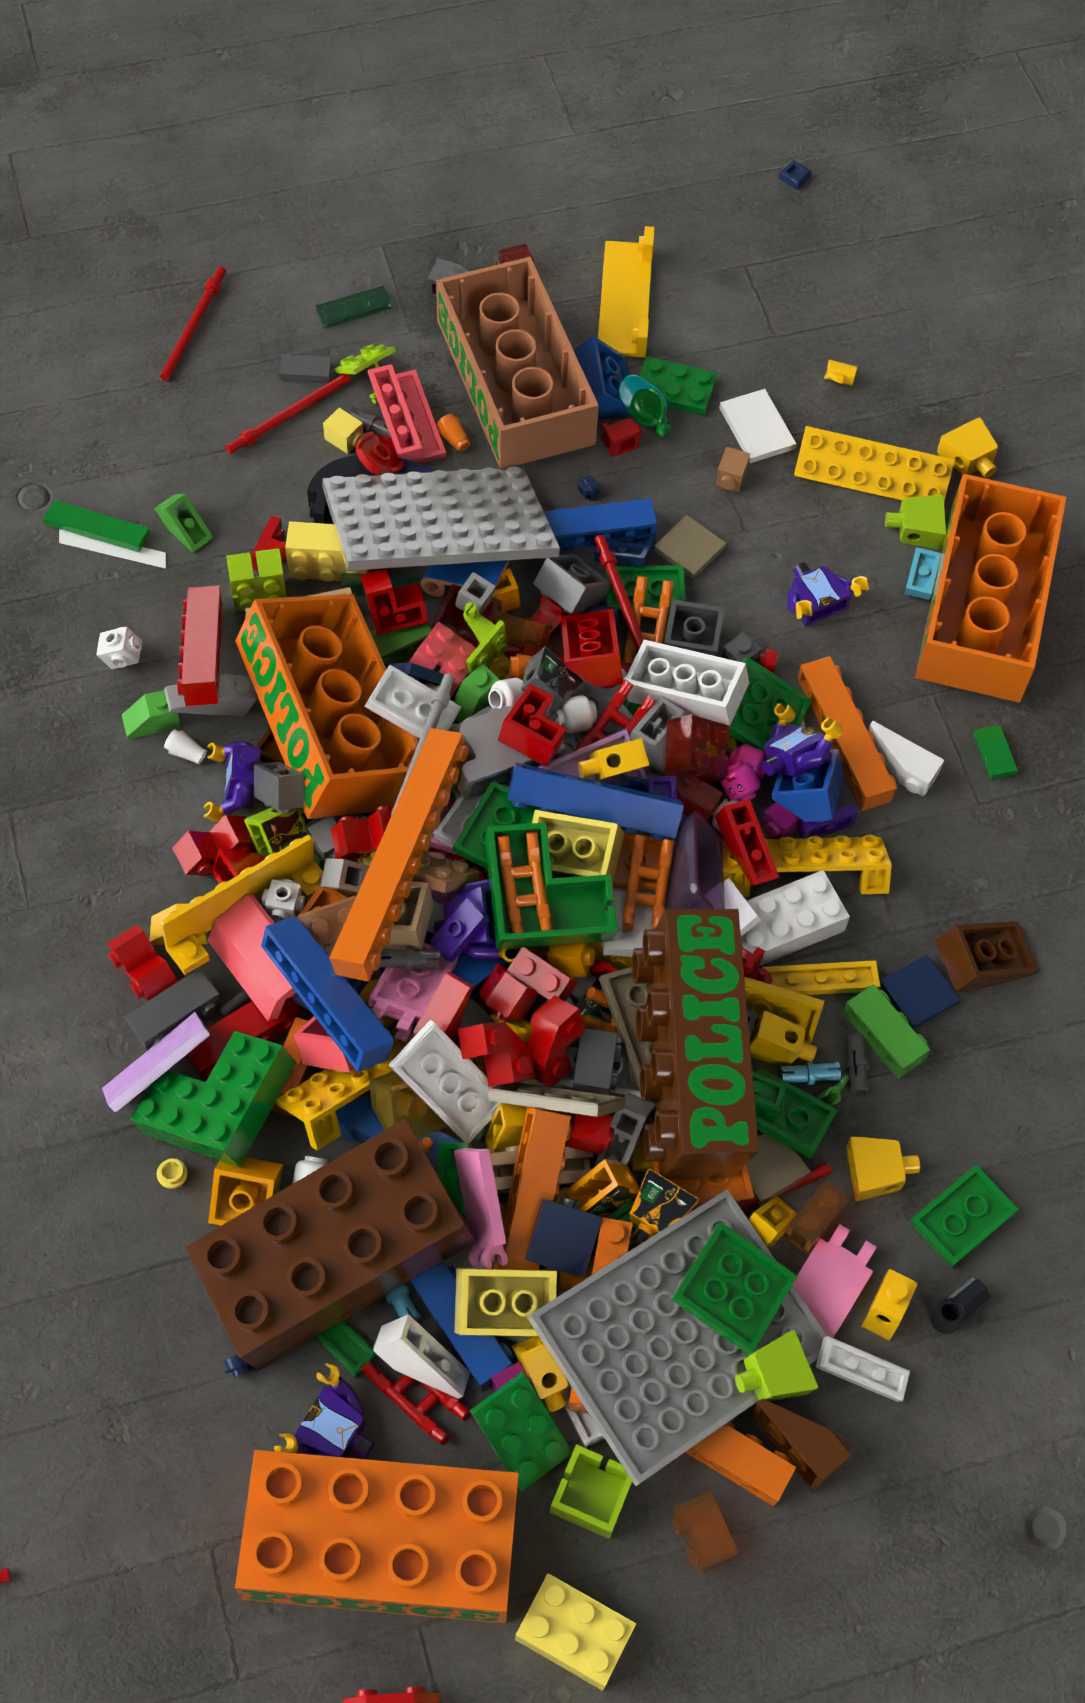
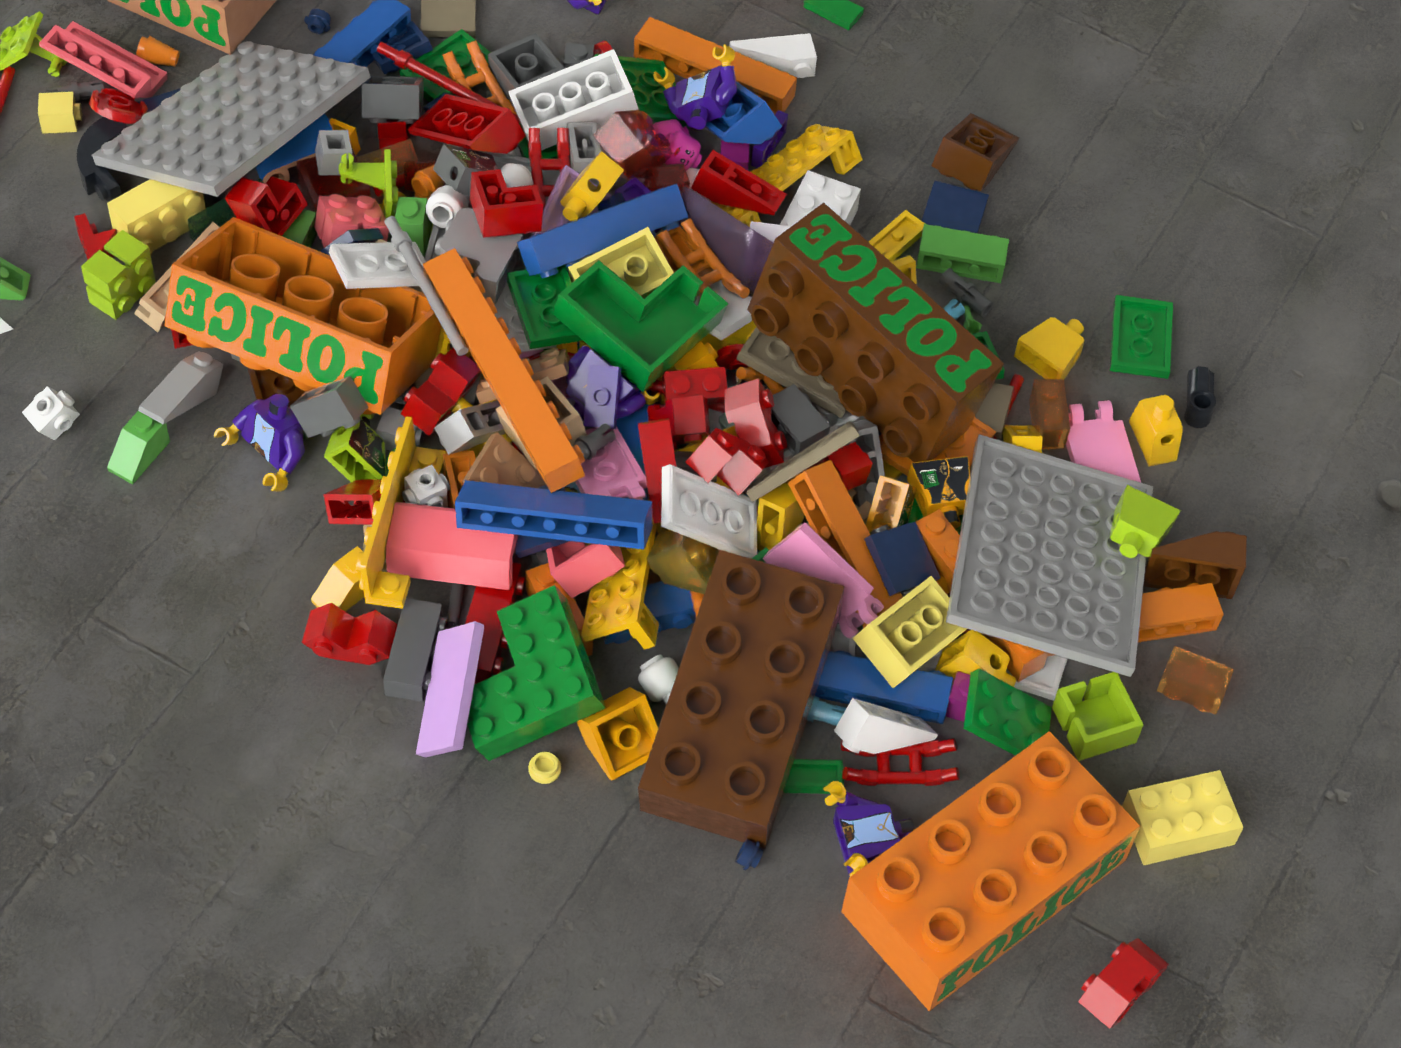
camera: 45 degrees left, 5 degrees down
(184, 746) = (195, 450): white cone -> none
(199, 849) = (306, 512): red brick -> none
(201, 646) = (134, 353): brick -> none
(510, 873) = (618, 307): orange piece -> none
(734, 1288) = (1057, 492): green plate -> none
(863, 1369) = (1185, 486): white tile -> none

